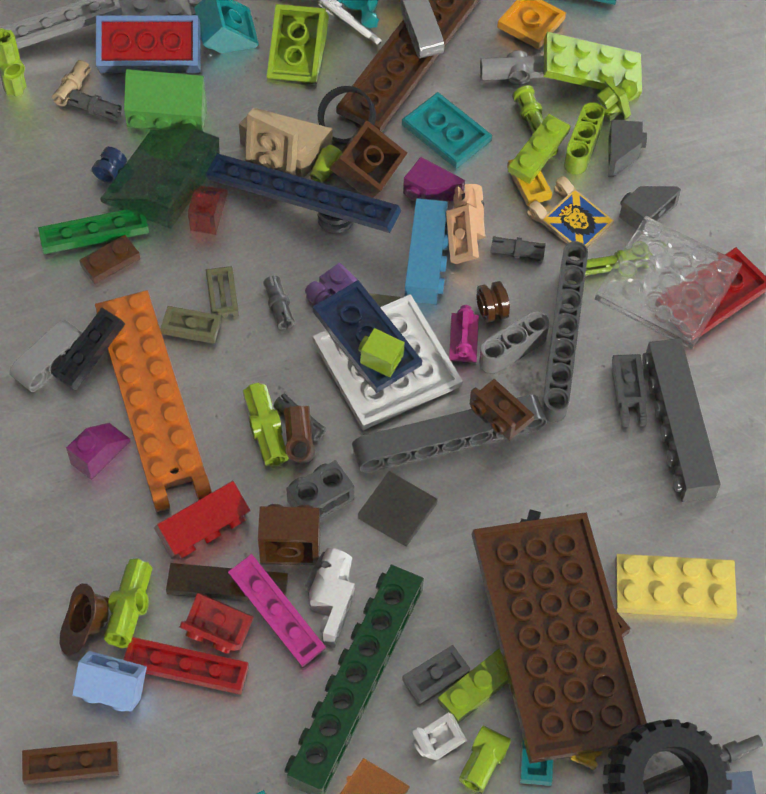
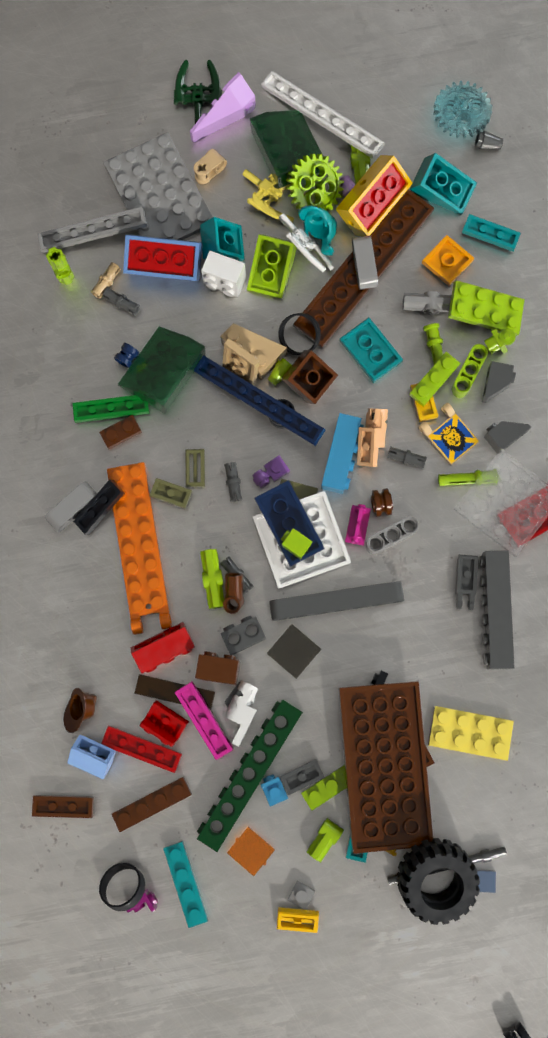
camera: 15 degrees right, 20 degrees up
(96, 448) = (99, 582): magenta slope -> none
(128, 603) = (108, 702): lime piece -> none
(164, 100) = (170, 309): bright green slope -> none
(206, 209) = (192, 398): clear red slope -> none
(209, 744) = (151, 804): none -> reddish brown plate
(234, 55) = (223, 274): none -> white brick
(395, 698) = (273, 790): none -> dark azure bracket
(431, 182) = (352, 397): magenta slope -> none
(438, 737) = (297, 822): white bracket -> none
(500, 409) = (373, 594): reddish brown bracket -> none
(562, 341) = (427, 522): dark grey beam -> none

